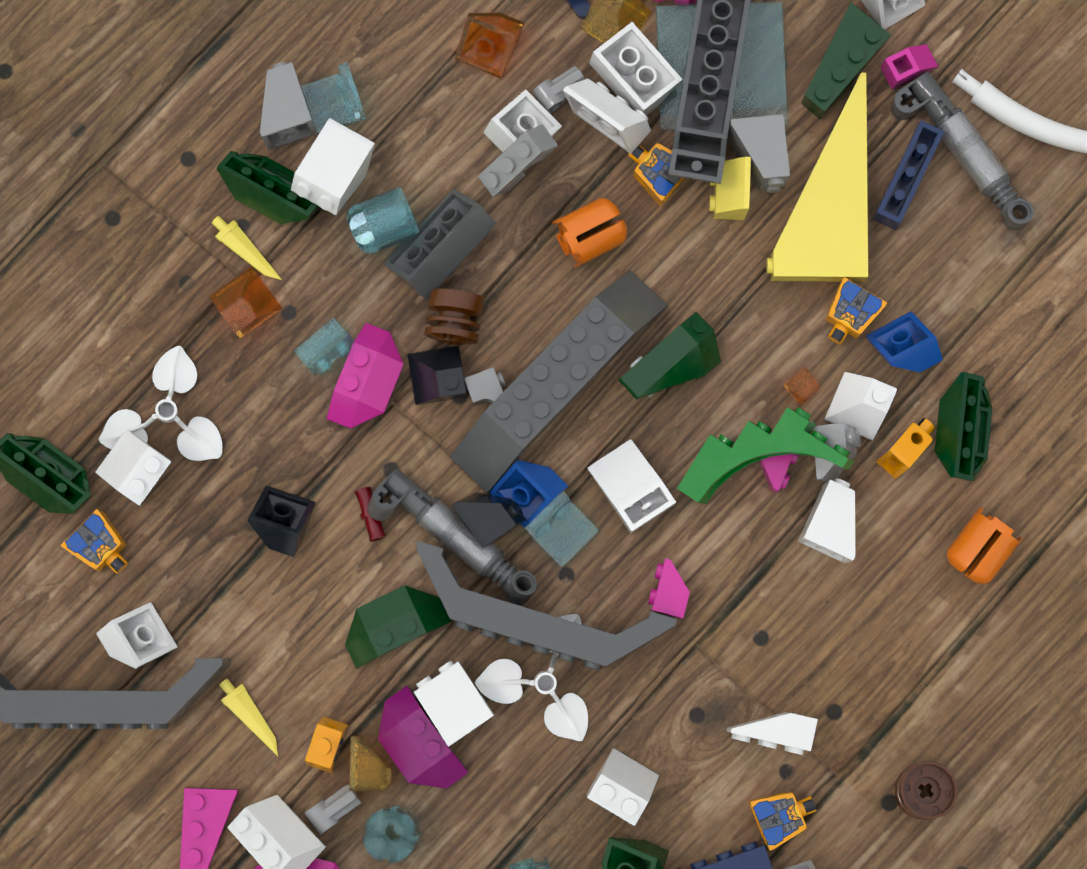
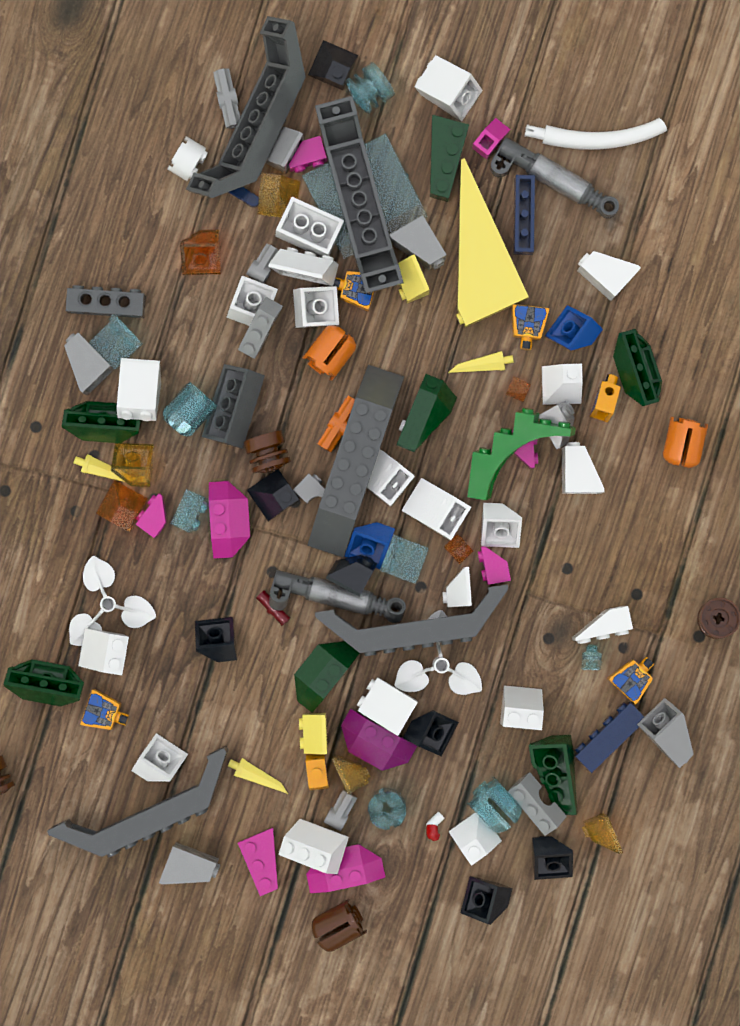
camera: 30 degrees left, 5 degrees up
(107, 787) = (189, 866): none -> light grey slope
(278, 333) = (154, 518): none -> dark pink slope
(284, 256) = (133, 463): none -> clear yellow slope
(346, 695) = (314, 733): none -> light yellow slope
(375, 72) = (134, 310): none -> dark grey brick
(494, 763) = (431, 732): none -> black slope
(553, 325) = (336, 425): none -> orange piece
(589, 420) = (388, 478): none -> white slope
(598, 169) = (316, 306): none -> white slope
(611, 600) = (458, 591): none -> white slope
(636, 549) = (458, 549): none -> clear orange slope
(701, 545) = (500, 526): none -> white slope
(740, 766) = (591, 658): none -> clear light blue piece
(778, 336) = (486, 363): none -> light yellow bar
(980, 292) = (606, 272): none -> white slope

